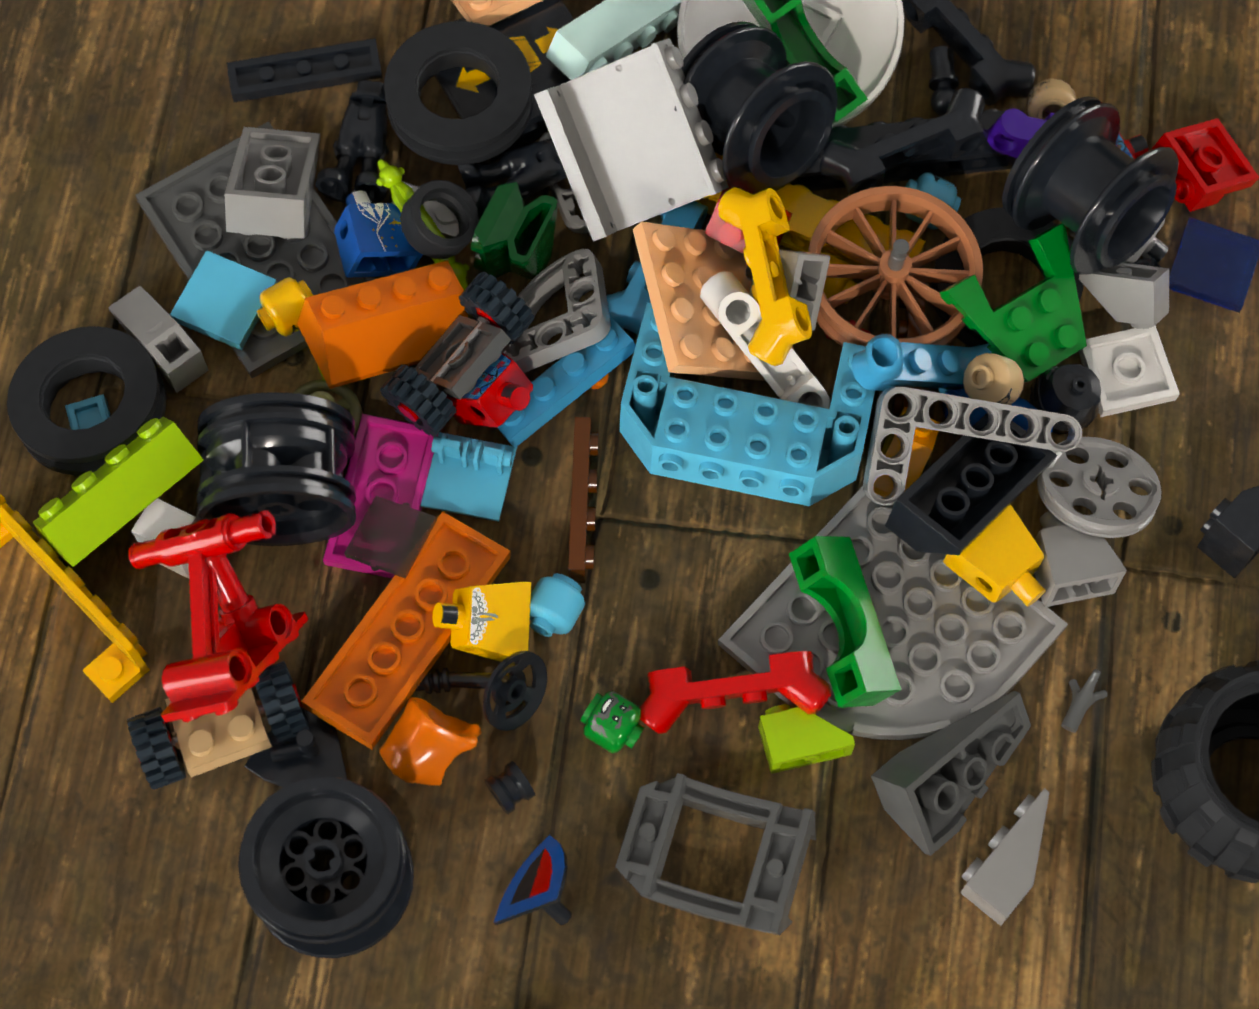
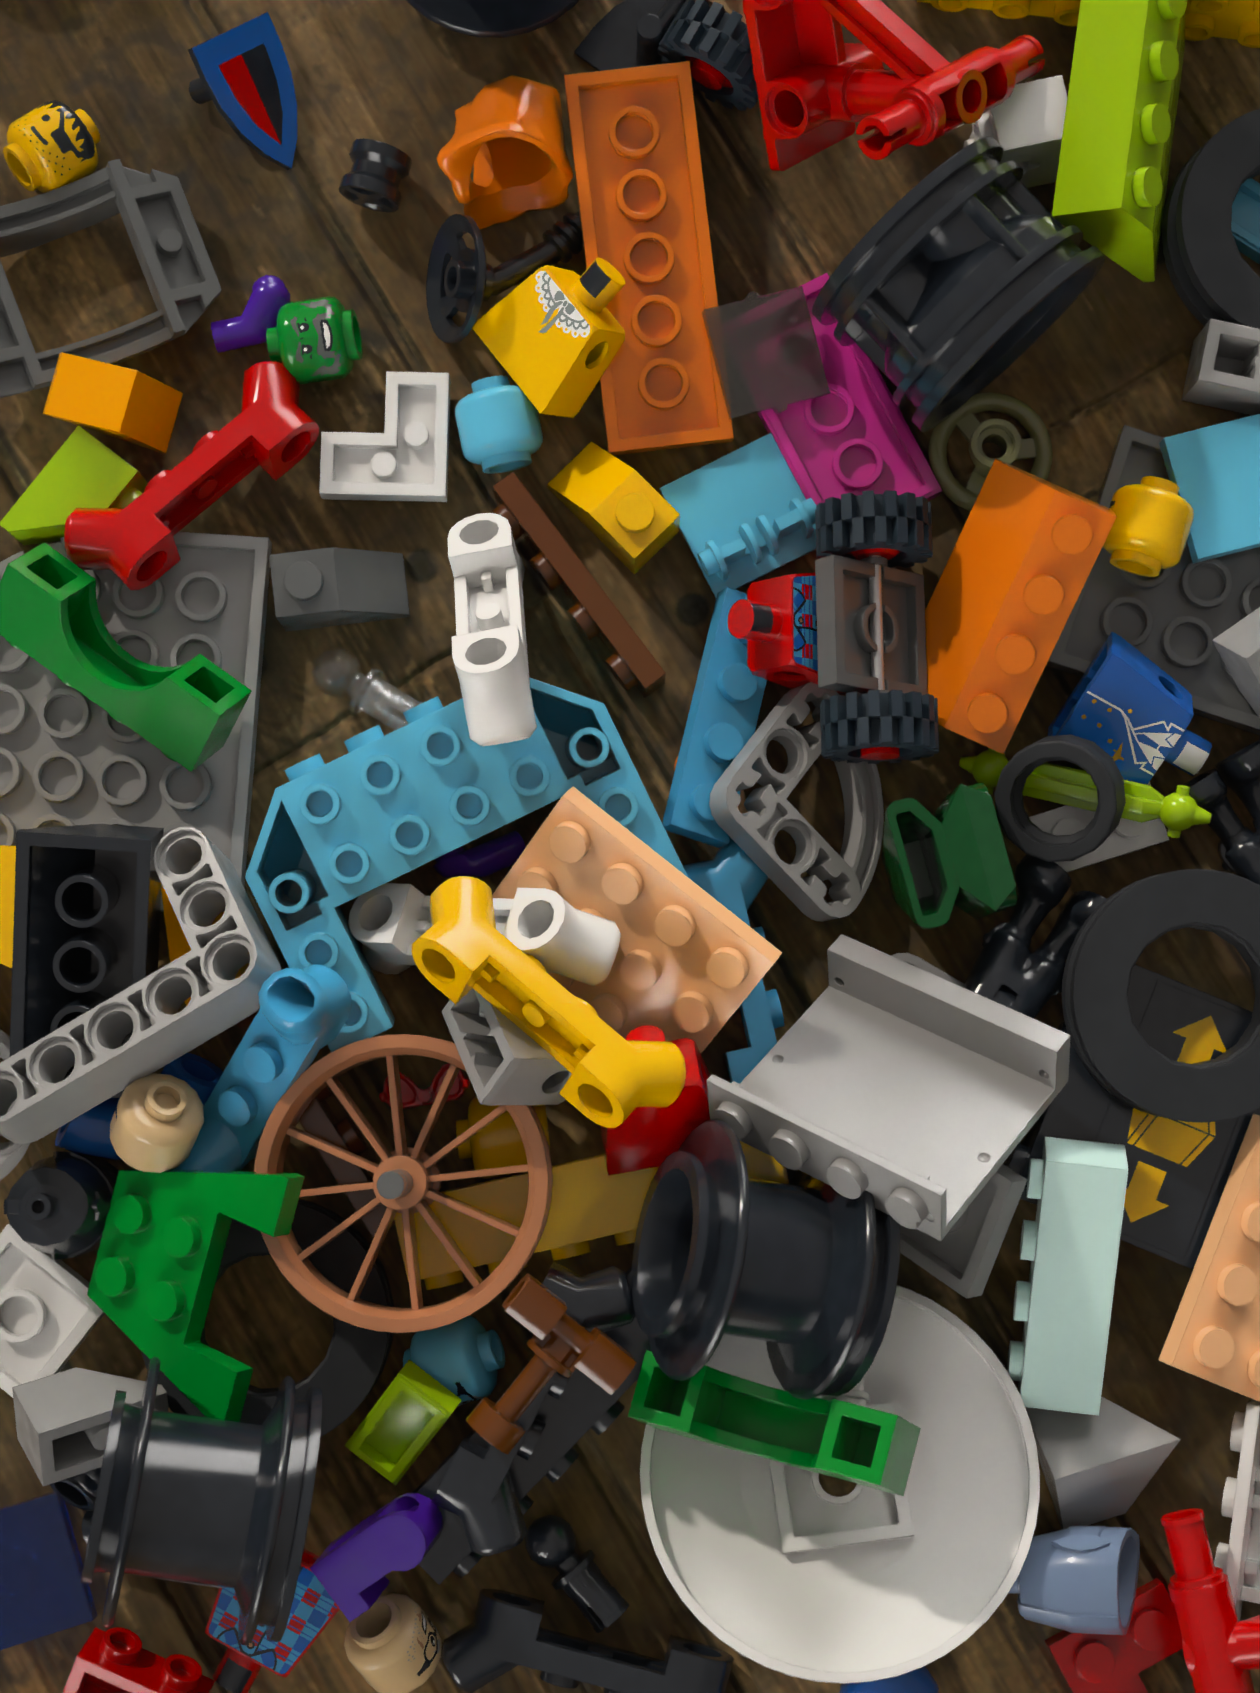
camera: 140 degrees right, 15 degrees up
(528, 525) = (616, 505): none -> yellow slope
(615, 629) = (403, 461): none -> white plate
(633, 762) = (259, 314): none -> dark purple arm
(645, 480) = (490, 630): none -> white plate
(670, 939) = (51, 147): none -> yellow head
(703, 590) = (338, 587): none -> dark grey slope
(735, 550) = (340, 674): none -> clear pin
(747, 768) = (113, 401): none -> light orange slope
(877, 141) = (558, 1347): none -> reddish brown bar
(972, 187) = (402, 1422): none -> lime tile

